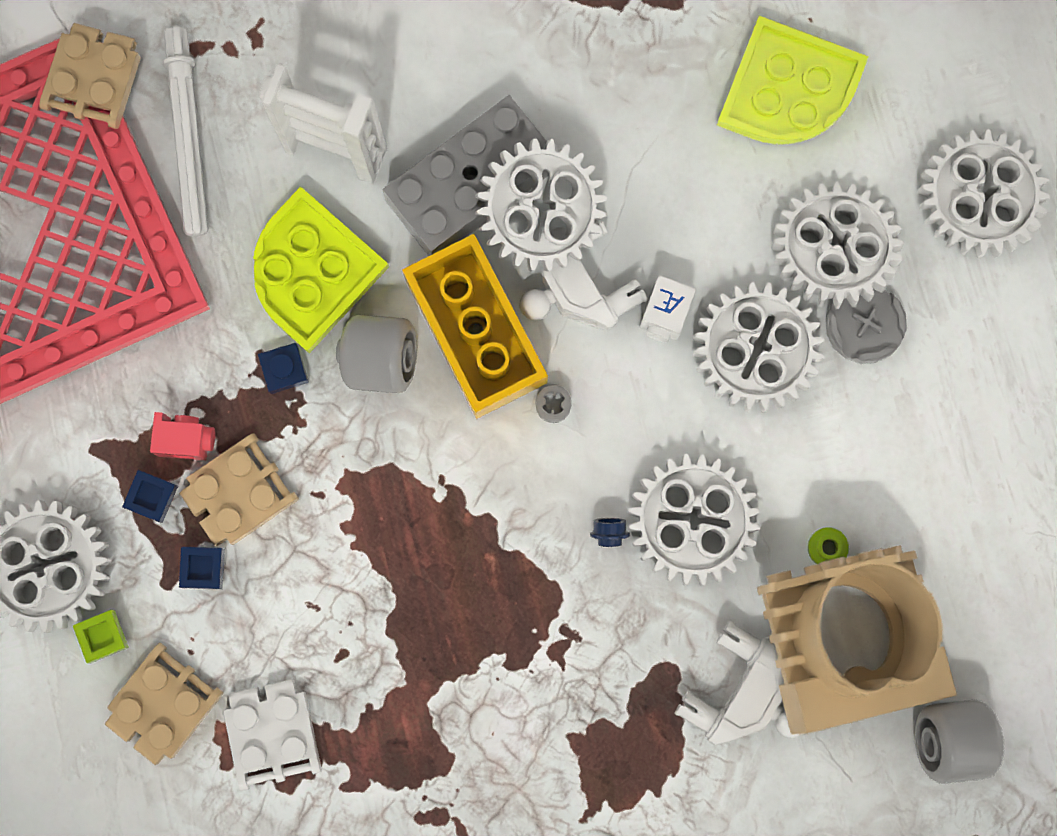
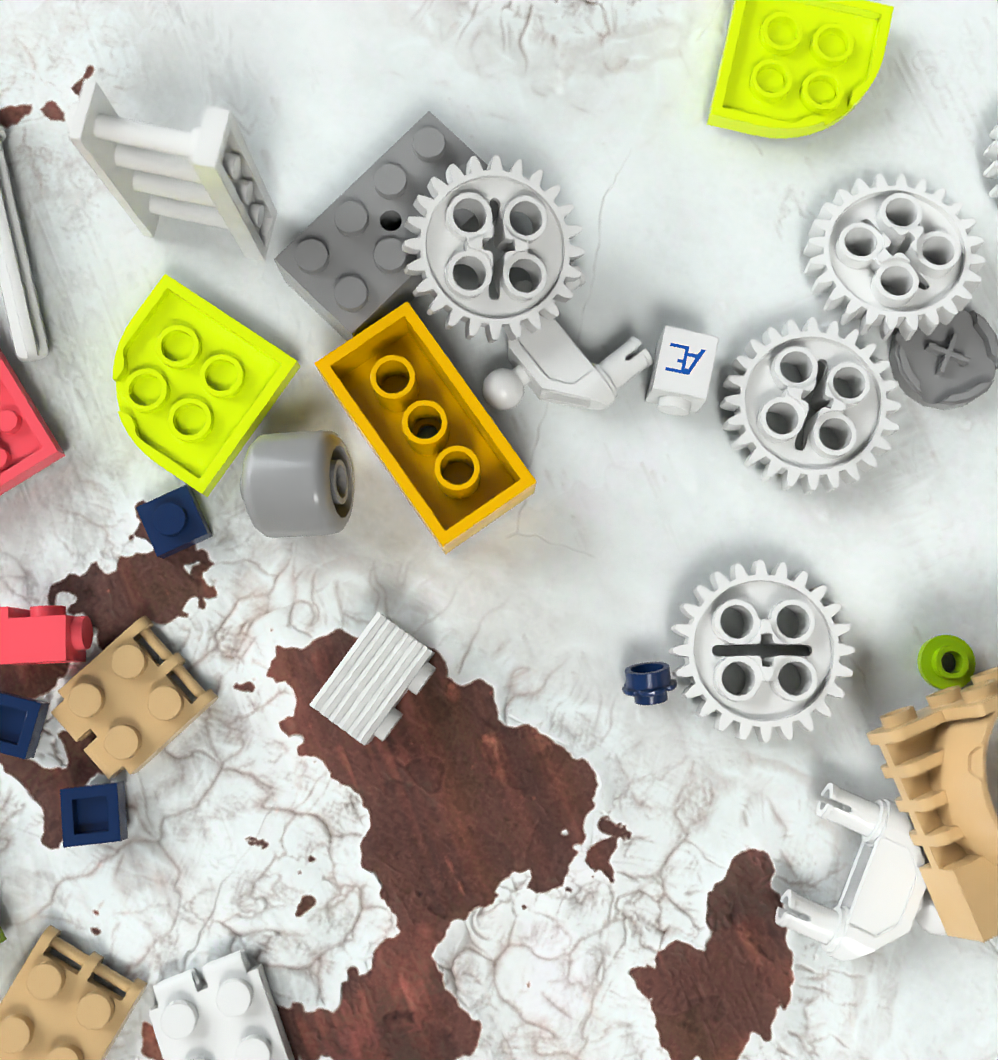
camera: 10 degrees left, 0 degrees up
(413, 501) = (374, 680): none -> white brick
(541, 403) = (563, 520): light grey bush -> none

